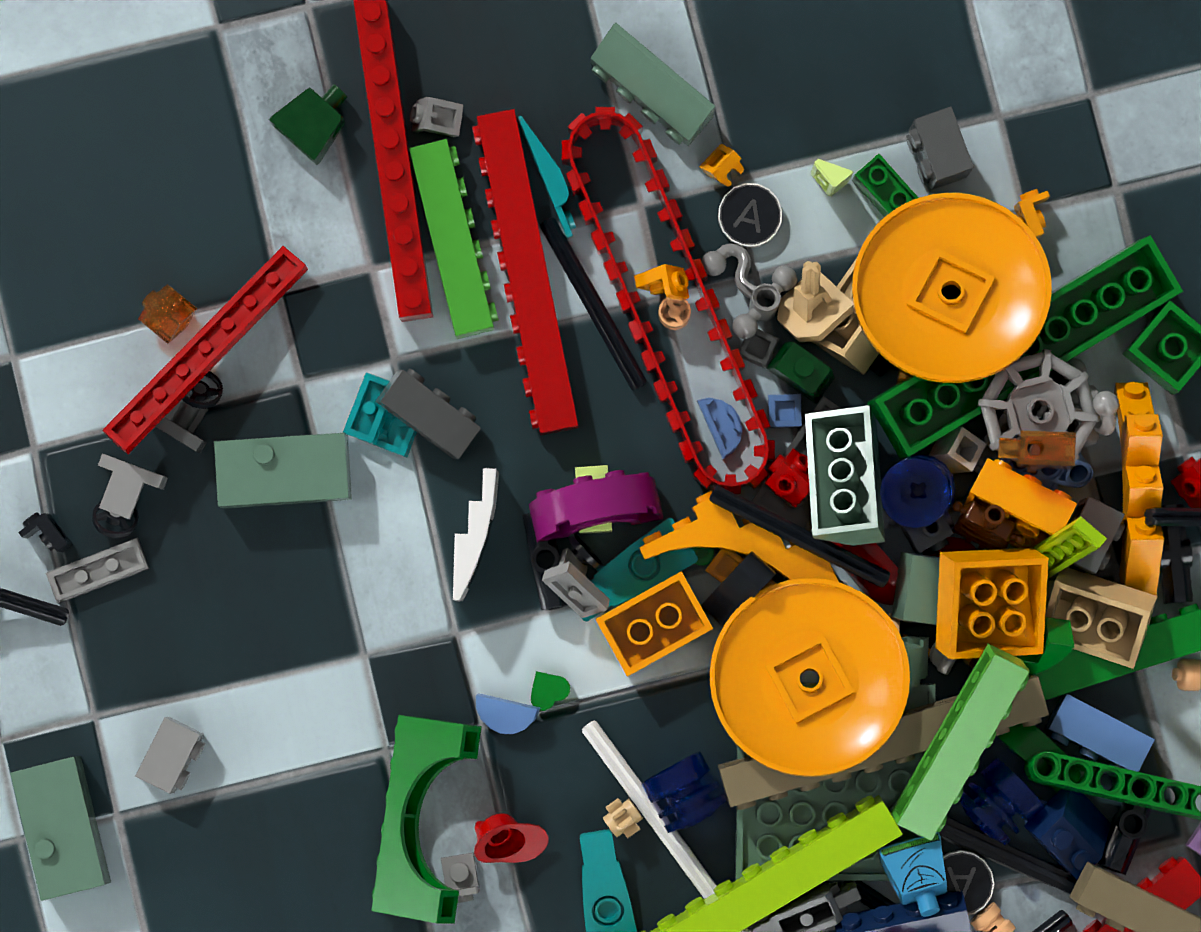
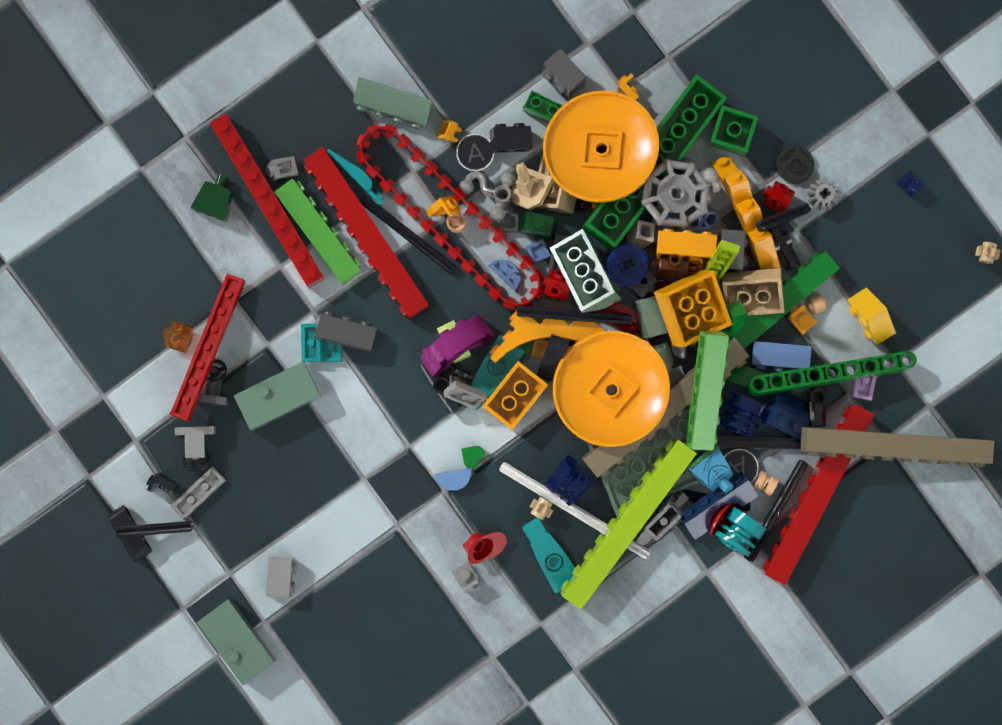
camera: 30 degrees left, 0 degrees up
(403, 878) = (435, 590): green arch -> none
(471, 547) = (398, 394): white slope -> none
(815, 216) = (510, 138): none -> black brick
(830, 176) = (510, 113): yellowish green slope -> none
(1056, 449) = (693, 210): clear orange torso -> none
(1157, 689) = (801, 319): none -> light orange bracket

